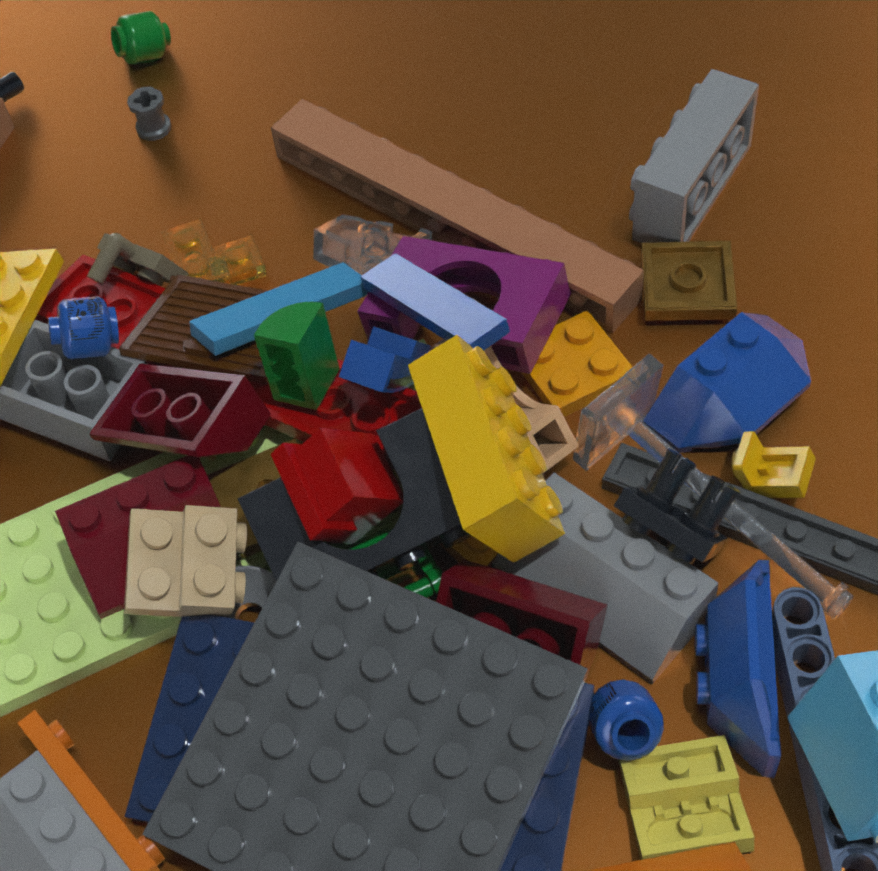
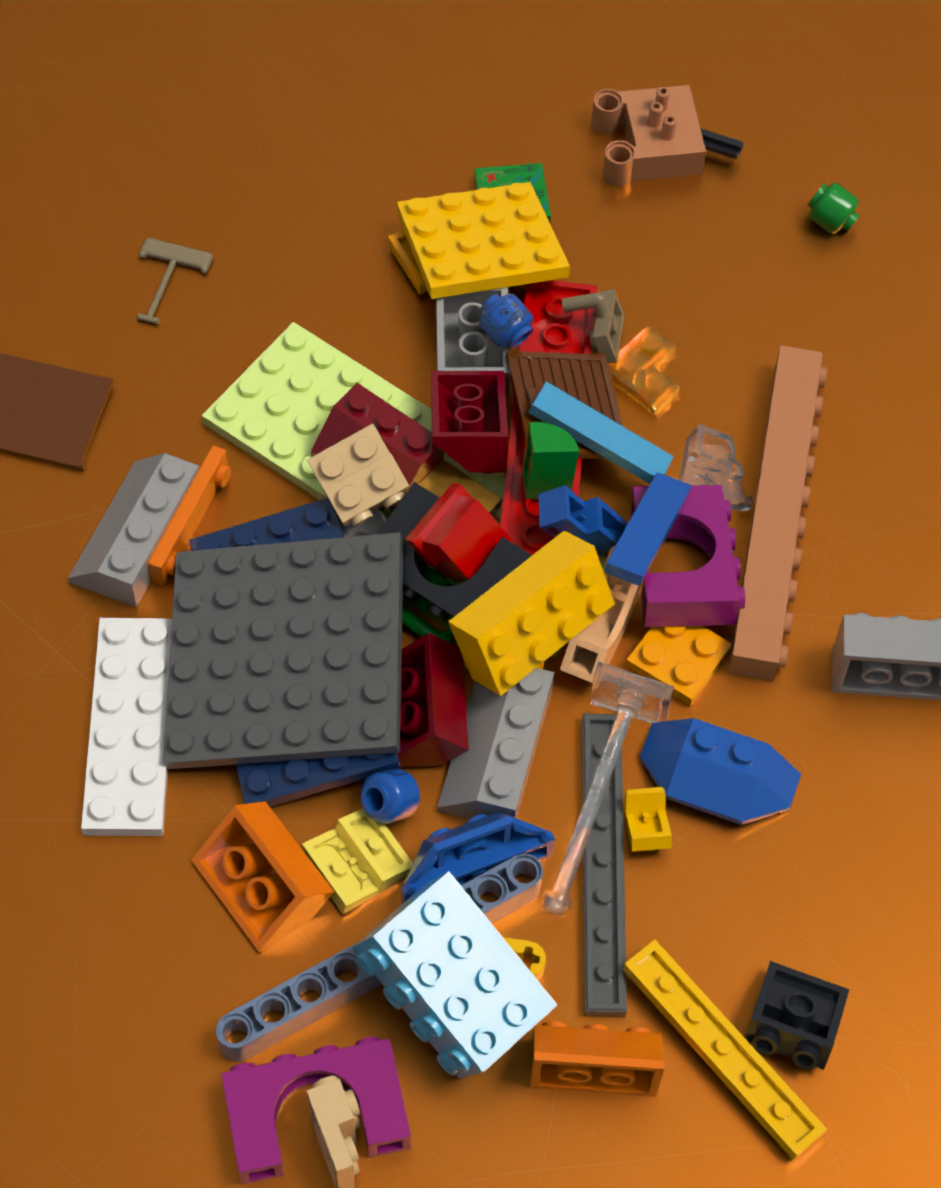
camera: 55 degrees right, 5 degrees up
(147, 106) = (757, 261): dark grey bush -> none
(688, 280) = (802, 704): pearl gold plate -> none
(689, 534) = (556, 764): black plate -> none

